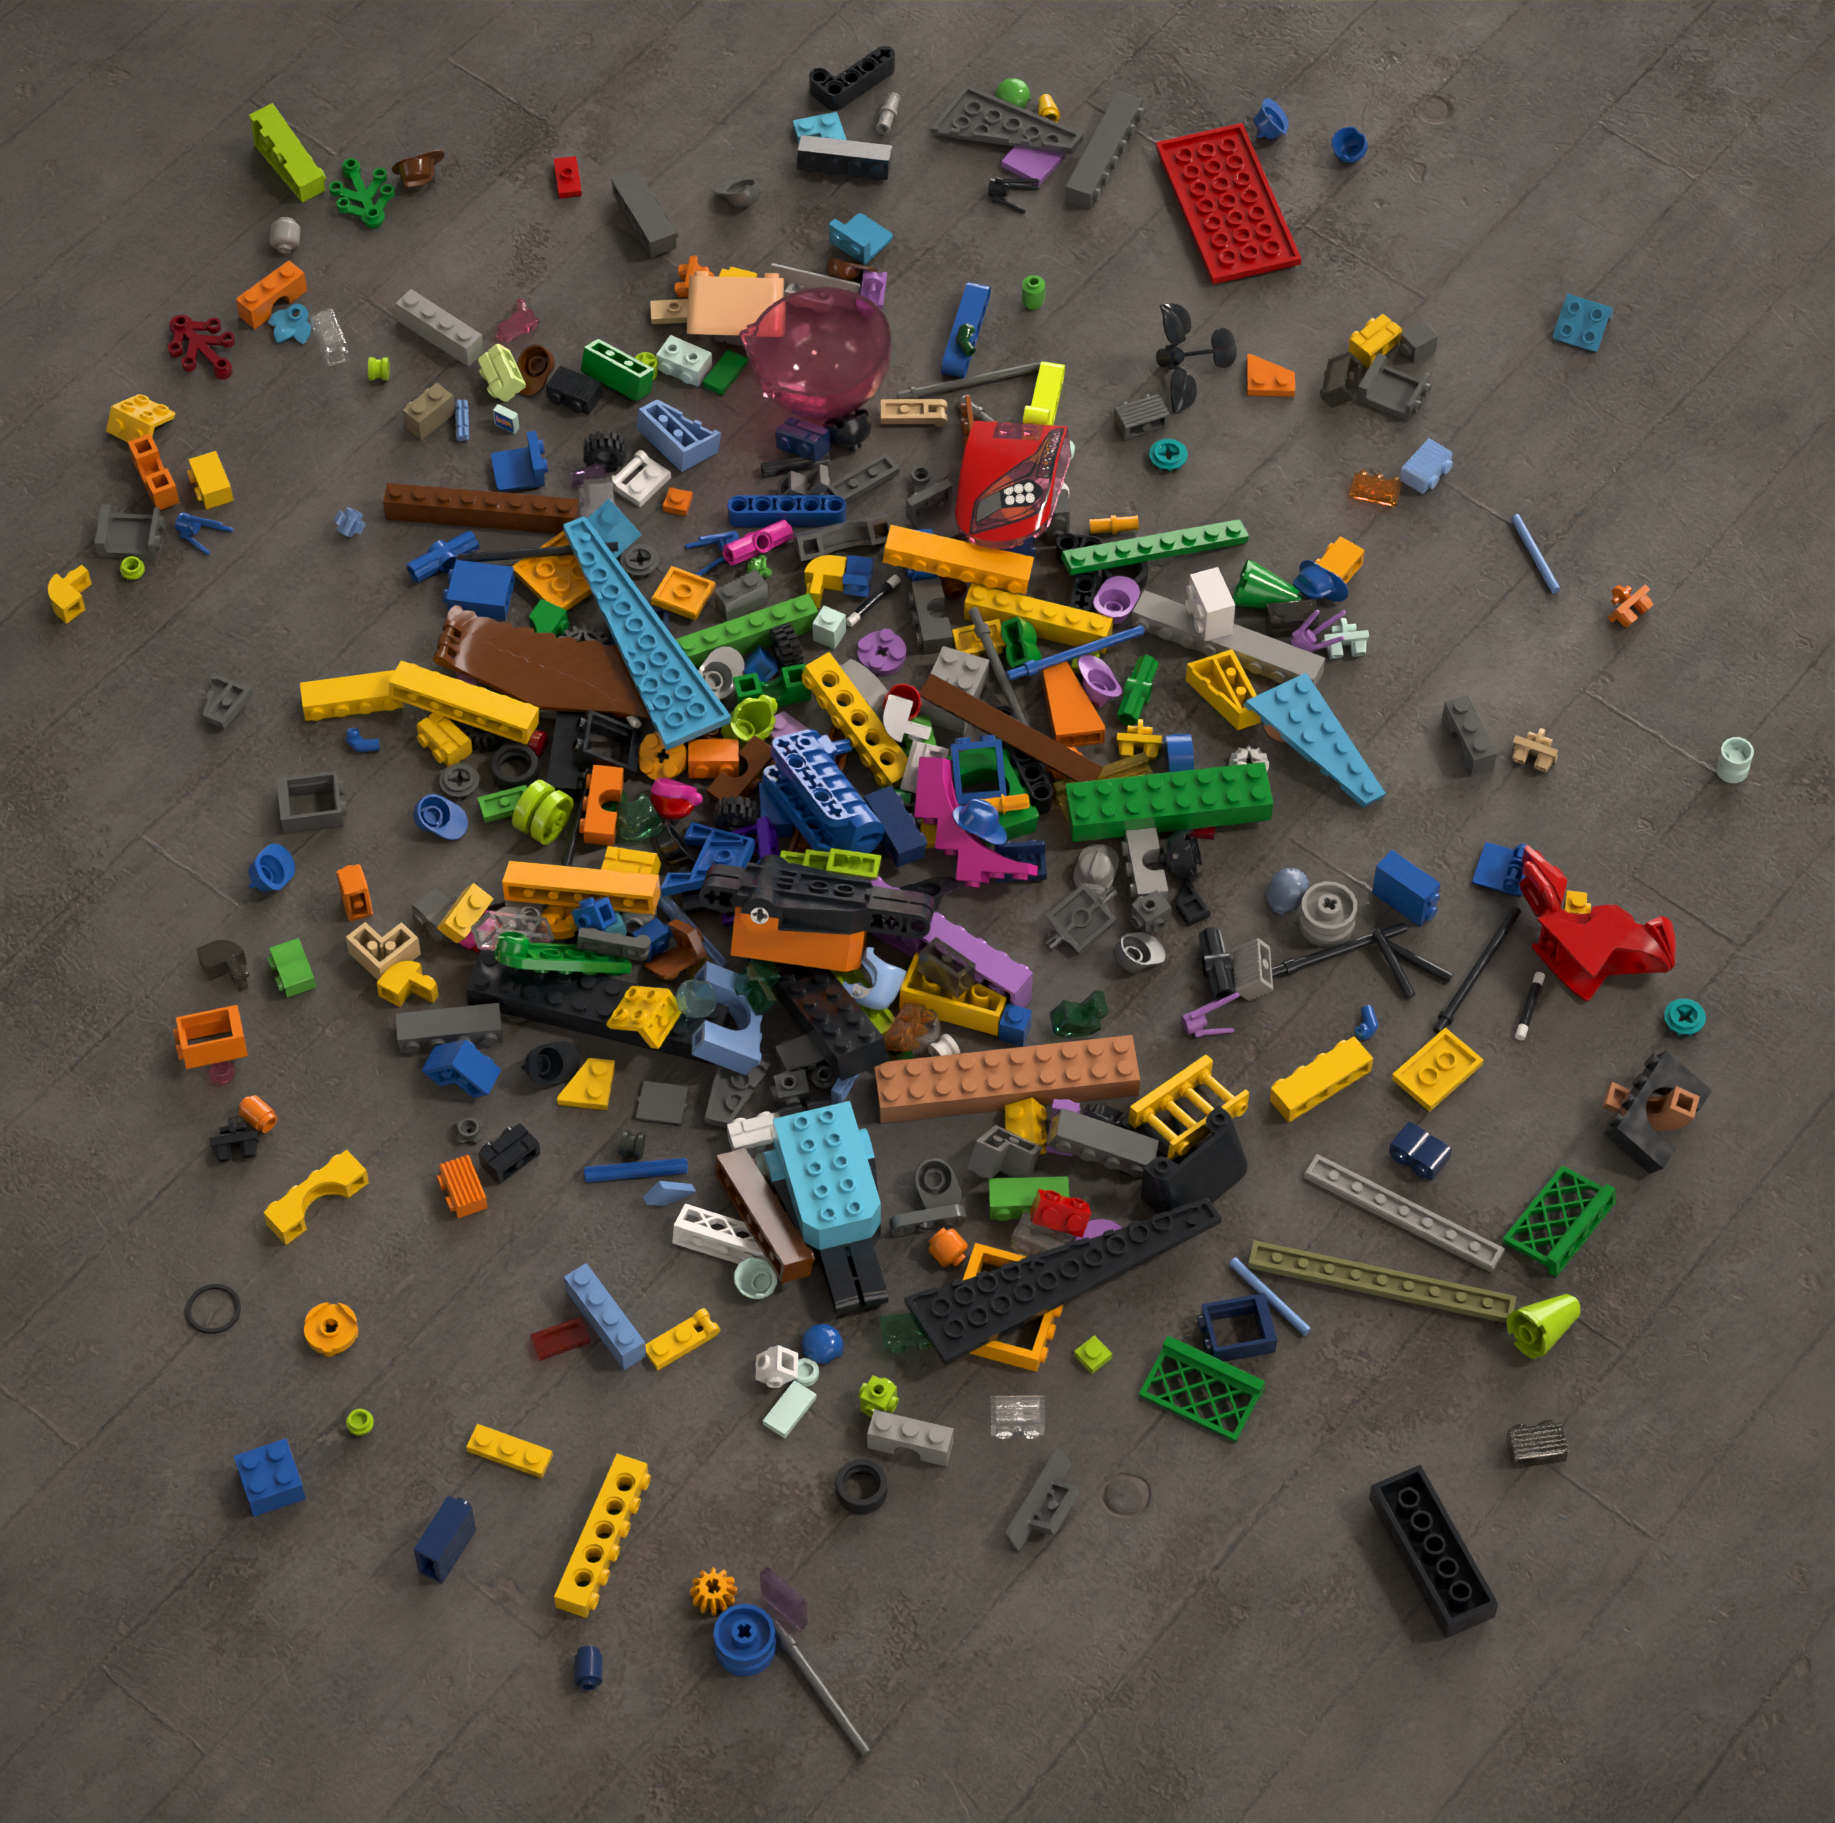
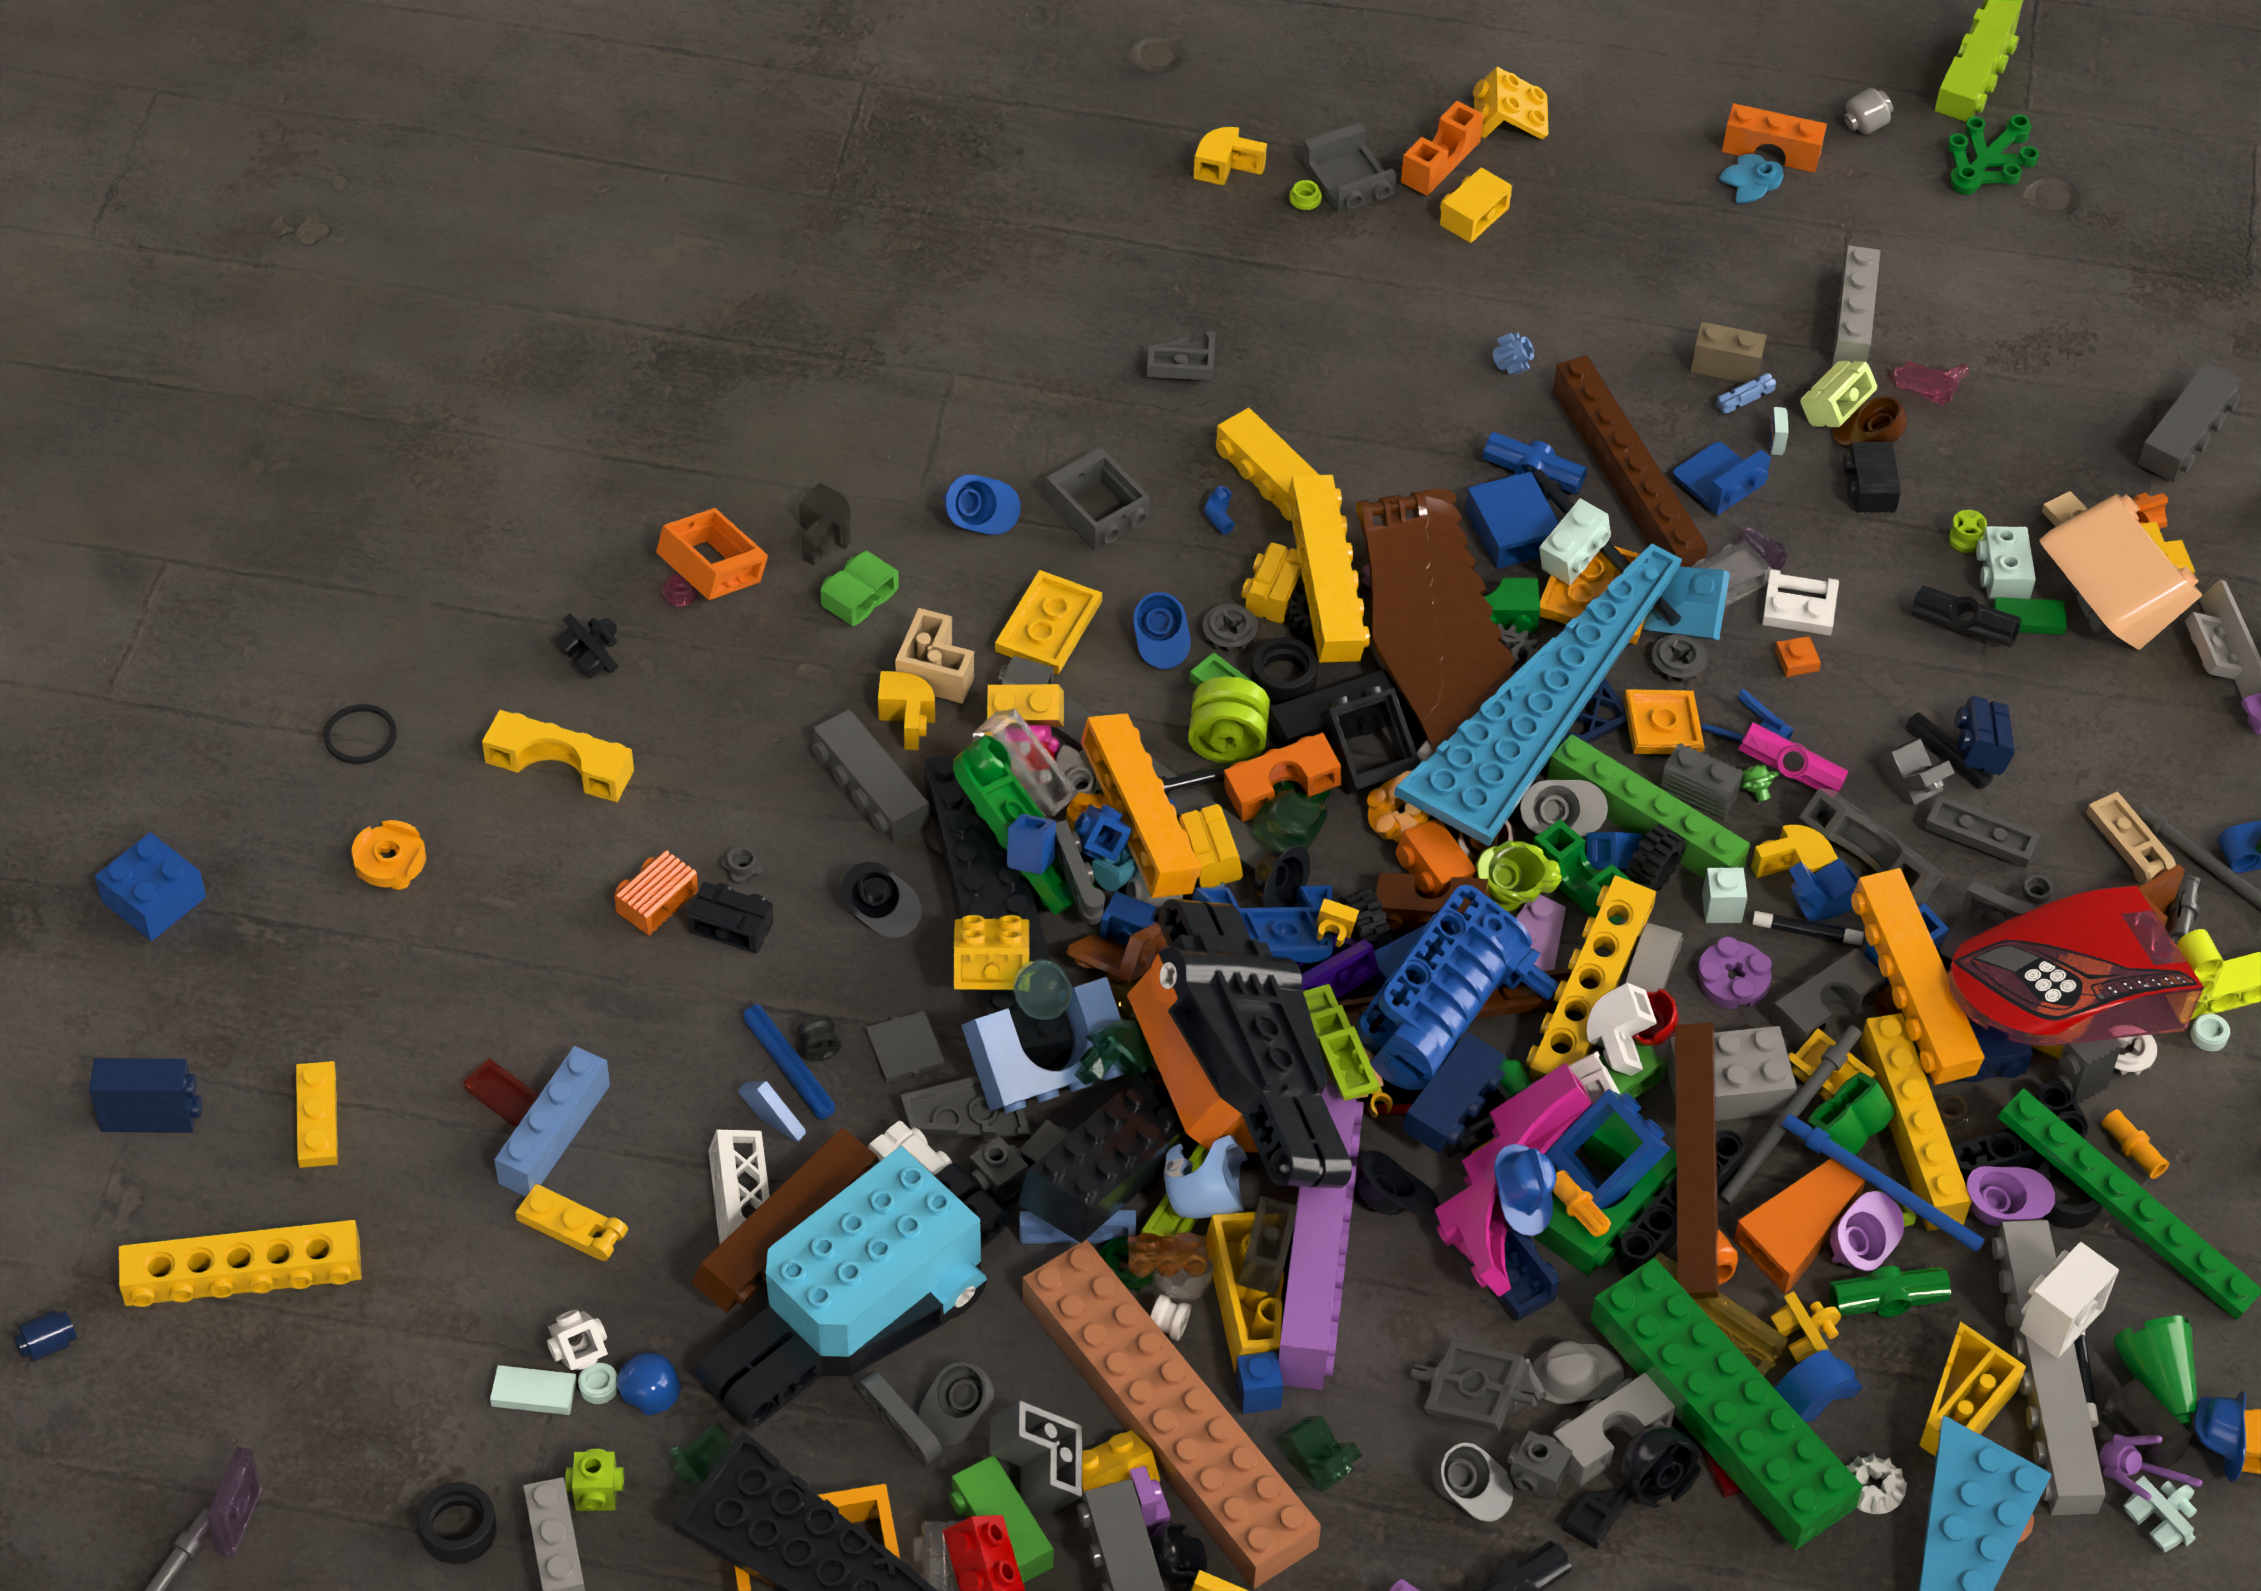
camera: 60 degrees right, 5 degrees down
(183, 326) = (1668, 86): dark red plant -> none
(191, 525) = (1401, 218): blue plant -> none
(257, 1113) = (639, 648): orange brick -> none
(329, 337) = (1758, 215): clear brick -> none
(354, 892) = (992, 591): orange brick -> none
(359, 1422) = (276, 942): lime plate -> none
(378, 368) = (1752, 281): lime wheel -> none
(391, 876) = (1049, 621): none -> yellow plate
(419, 169) = (2065, 183): reddish brown piece -> none
(463, 1065) = (816, 812): blue brick -> none
(532, 563) = (1575, 541): none -> light aqua brick
(538, 742) = (1334, 673): dark red tile -> none
(567, 177) = (2184, 330): red plate -> none
(585, 953) = (1031, 843): none -> blue panel
(590, 1085) = (883, 958): yellow wing -> none
(605, 450) = (1804, 542): black tyre -> none
(617, 370) = (1934, 501): green brick -> none
(674, 799) = (1348, 845): piece -> none
(675, 436) = (1886, 606): medium blue wedge -> none
(714, 1582) = (218, 1423): light orange gear -> none
(722, 393) = (1986, 623): none -> black piece
(736, 824) = (1336, 919): none -> yellow tile
(744, 1640) = (159, 1487): blue wheel -> none
(755, 1278) = (688, 1252): light aqua hair -> none
(795, 509) = (1869, 771): blue beam -> none
(820, 352) = (2103, 672): clear pink windscreen -> none
(849, 429) = (2039, 776): black cylinder -> none
(948, 1247) = (869, 1459): orange head -> none

